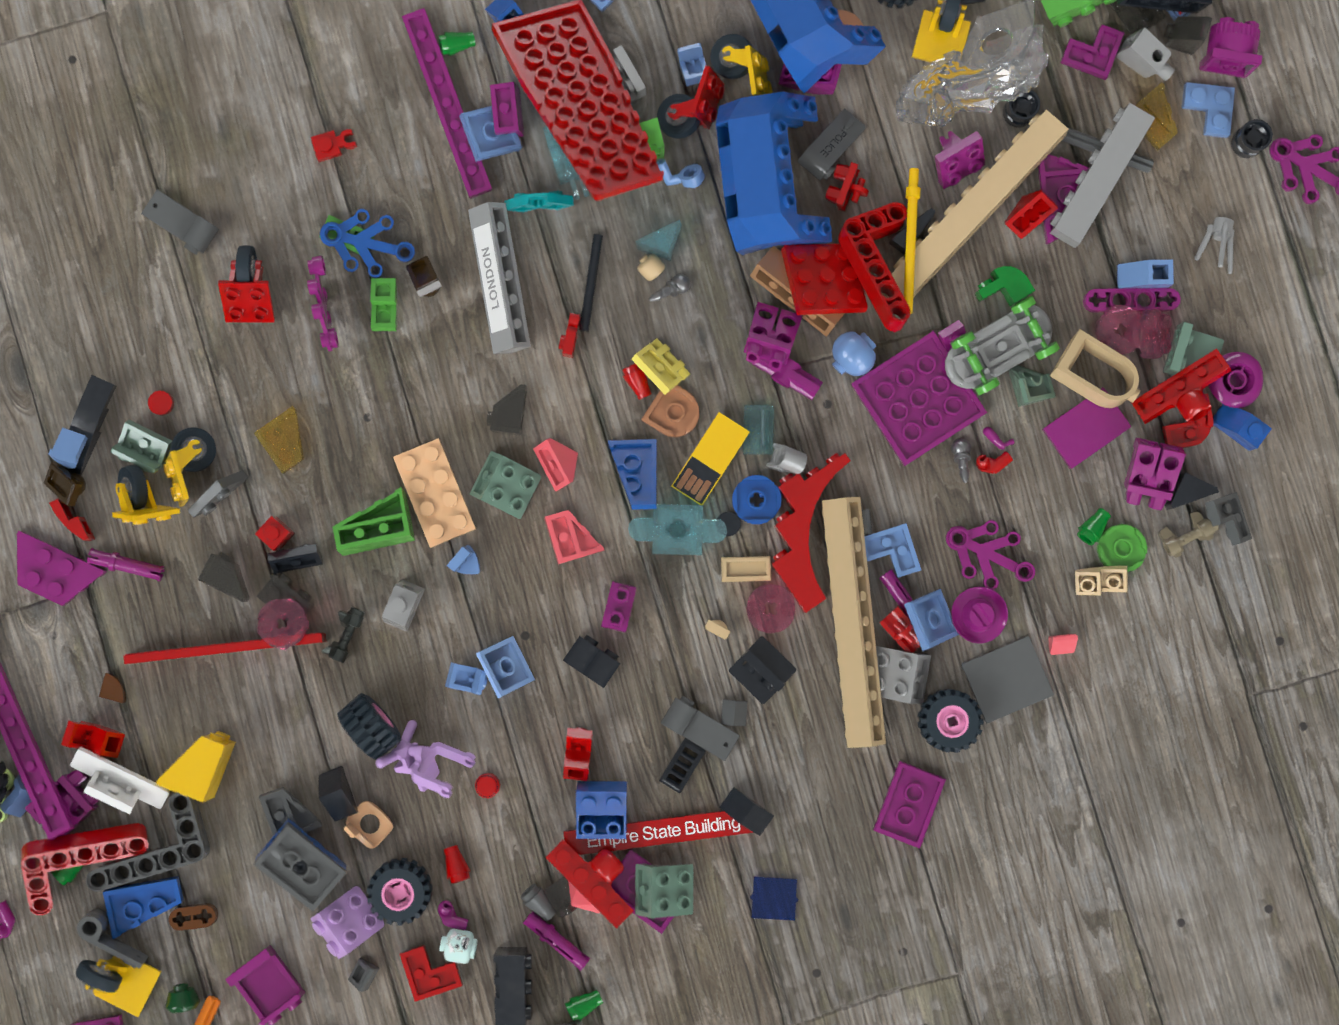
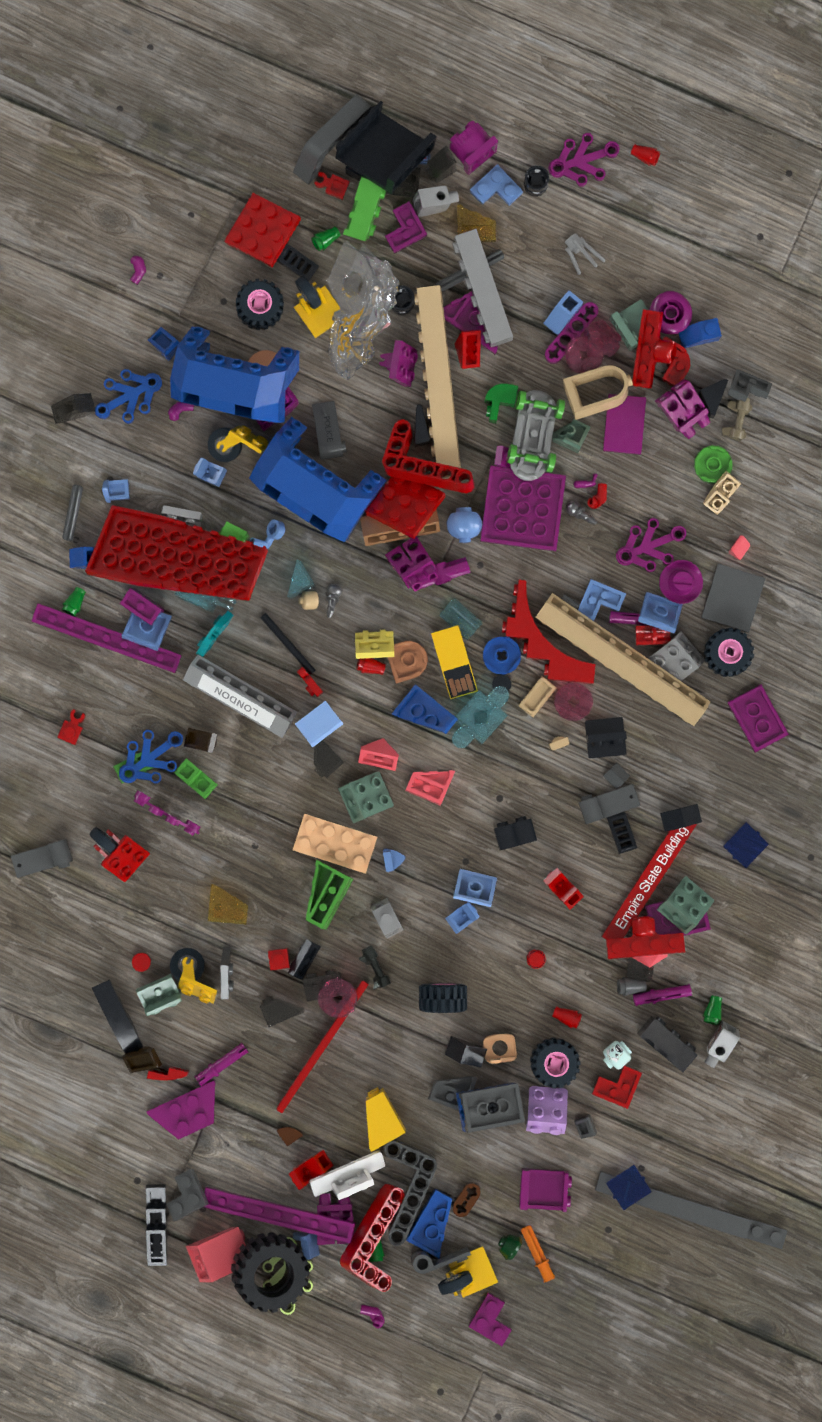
camera: 50 degrees left, 0 degrees up
(68, 448) = (124, 1039): medium blue tile -> none
(135, 494) = (185, 1021): plate -> none
(421, 762) = (490, 986): lavender piece -> none
(449, 917) = (595, 1047): magenta arm -> none
(536, 376) = (319, 723): none -> light blue slope
(601, 809) = (608, 902): blue slope -> none
(618, 606) = (497, 789): magenta hips -> none
(681, 114) = (235, 504): plate -> none
(787, 459) = (494, 617): light grey piece -> none
(849, 176) = (363, 451): red hips -> none
(913, 195) = (400, 409): yellow bar -> none
(1093, 527) = (687, 472): green cone -> none

